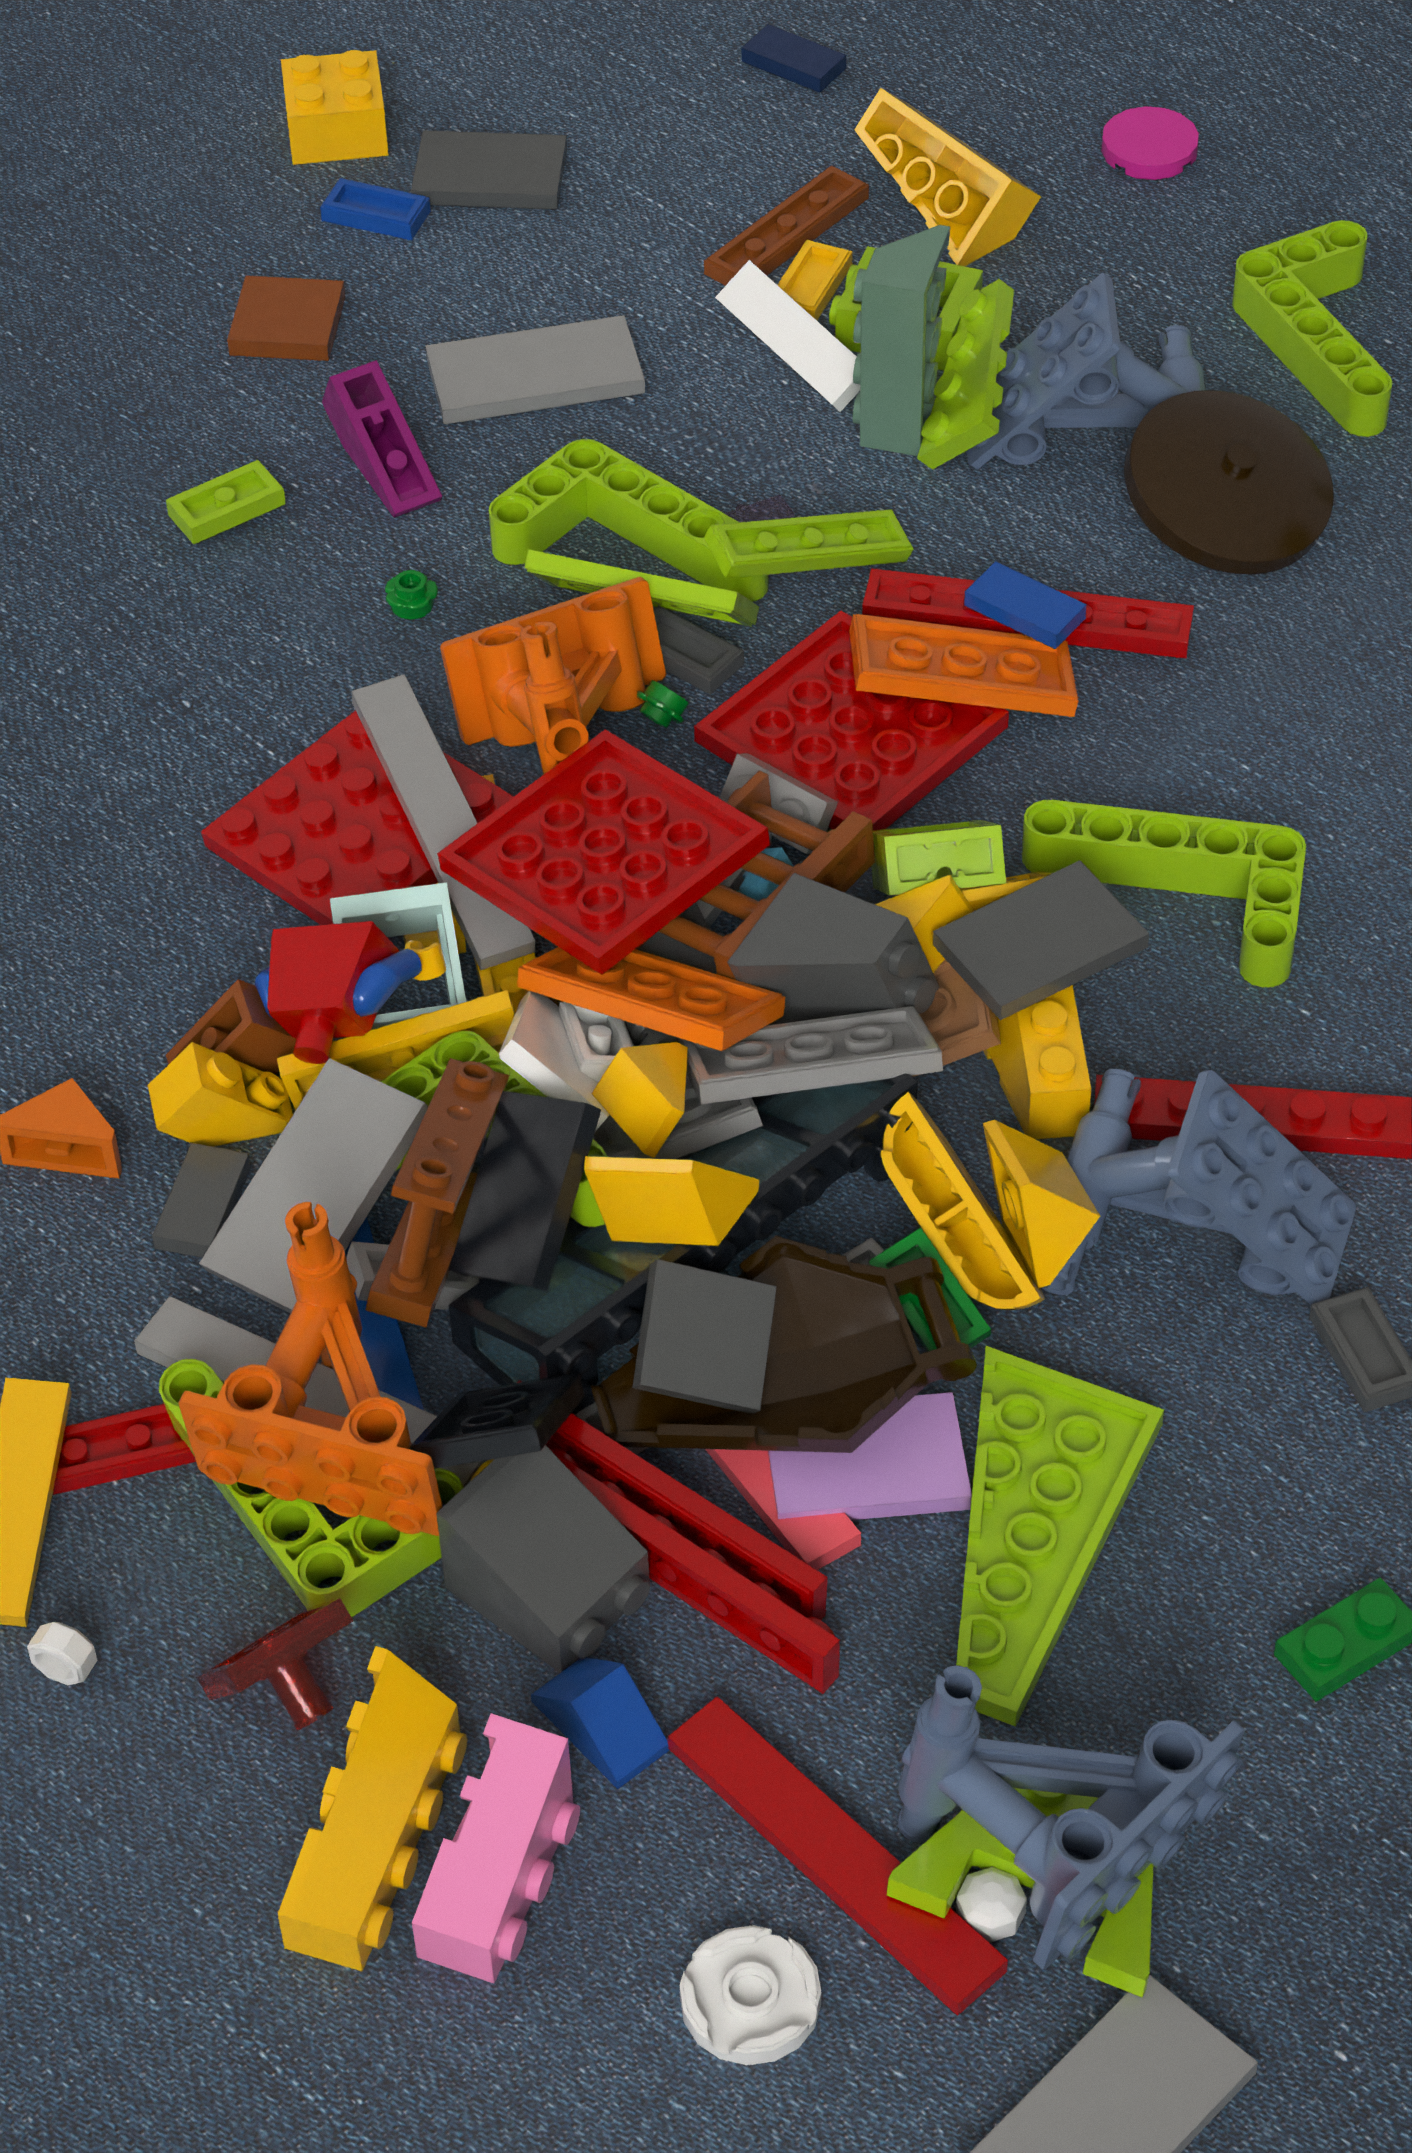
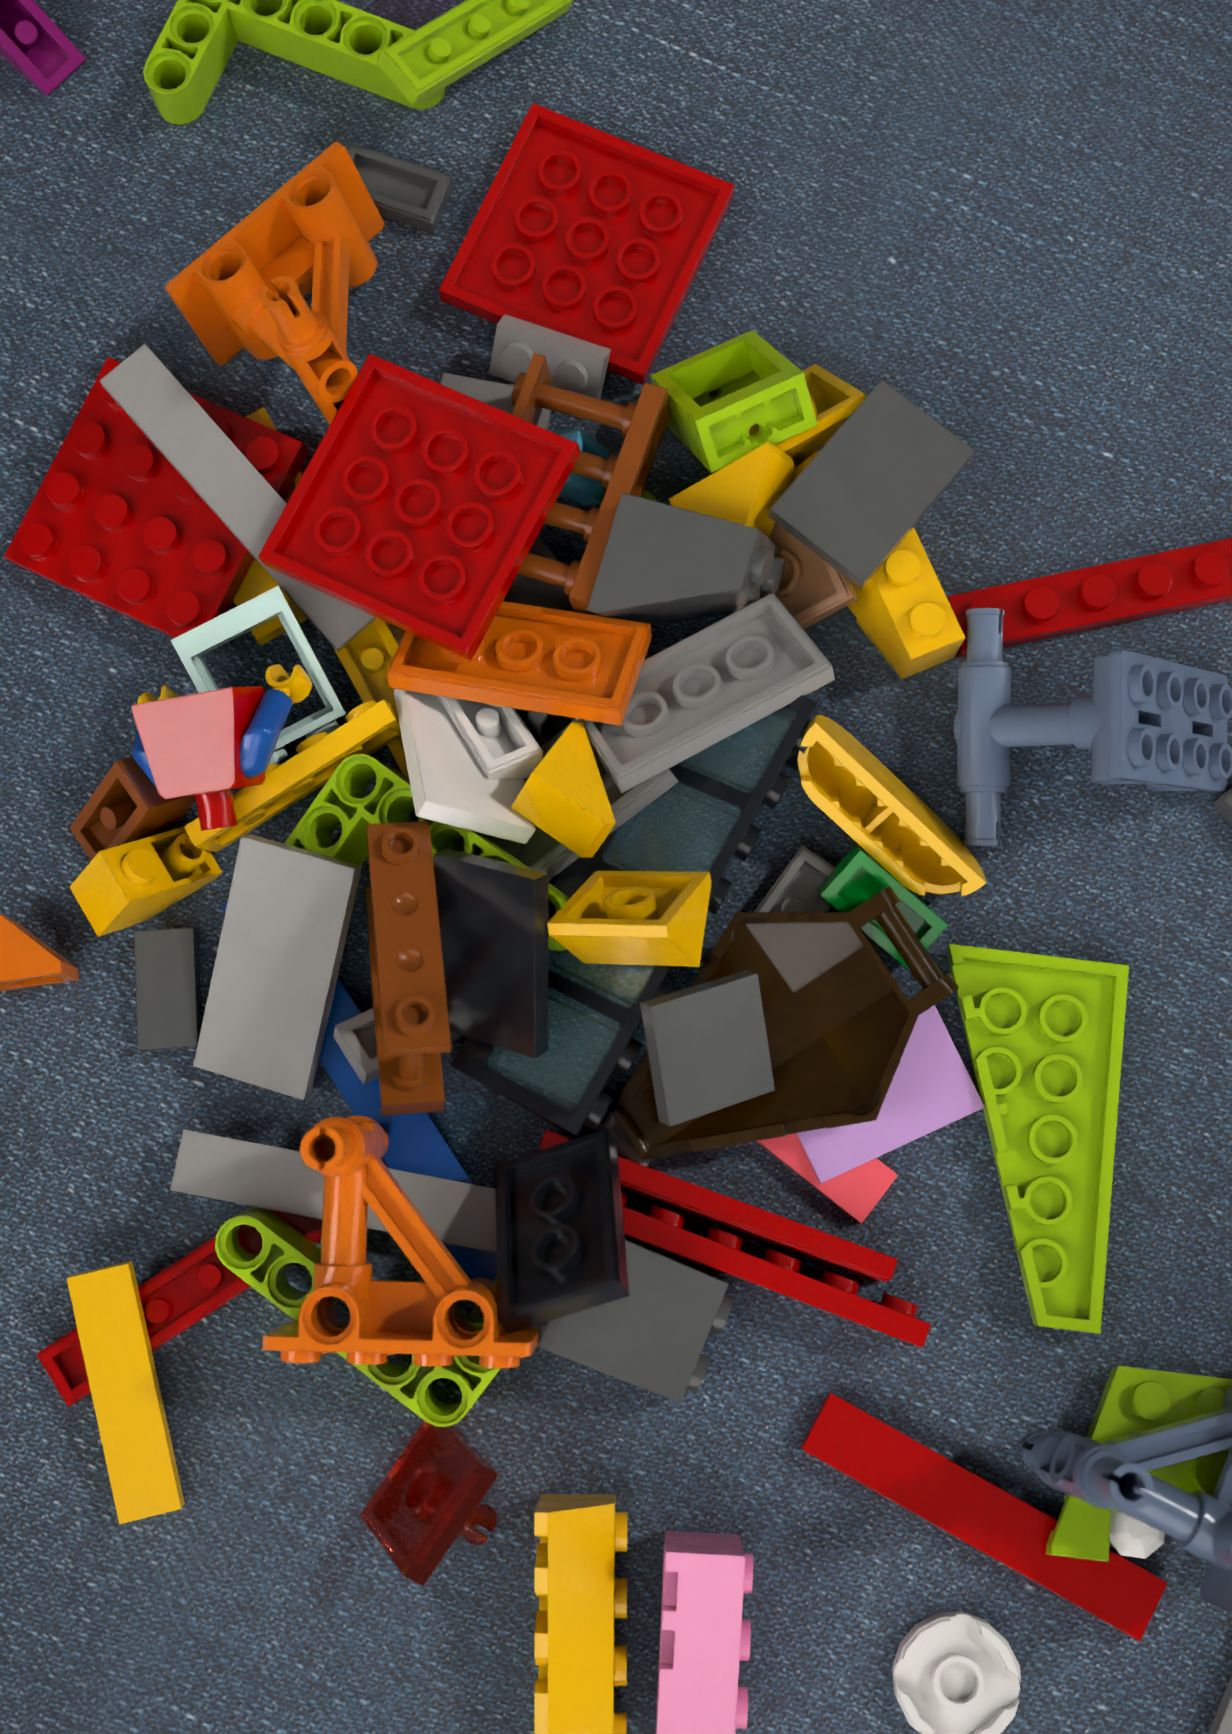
camera: 15 degrees left, 30 degrees up
(62, 1653) = (231, 1539): white tile -> none
(411, 594) = (106, 206): green plate -> none
(603, 1717) = (731, 1443): blue slope -> none
(662, 704) = (396, 268): green plate -> none
(664, 591) = (314, 134): lime tile -> none
(961, 665) = (673, 143): orange tile -> none
(1025, 605) = (711, 49): blue tile -> none
(1038, 1200) = (960, 783): yellow slope -> none
(1109, 622) = (711, 51): red plate -> none
(1184, 856) = (964, 323): lime beam -> none

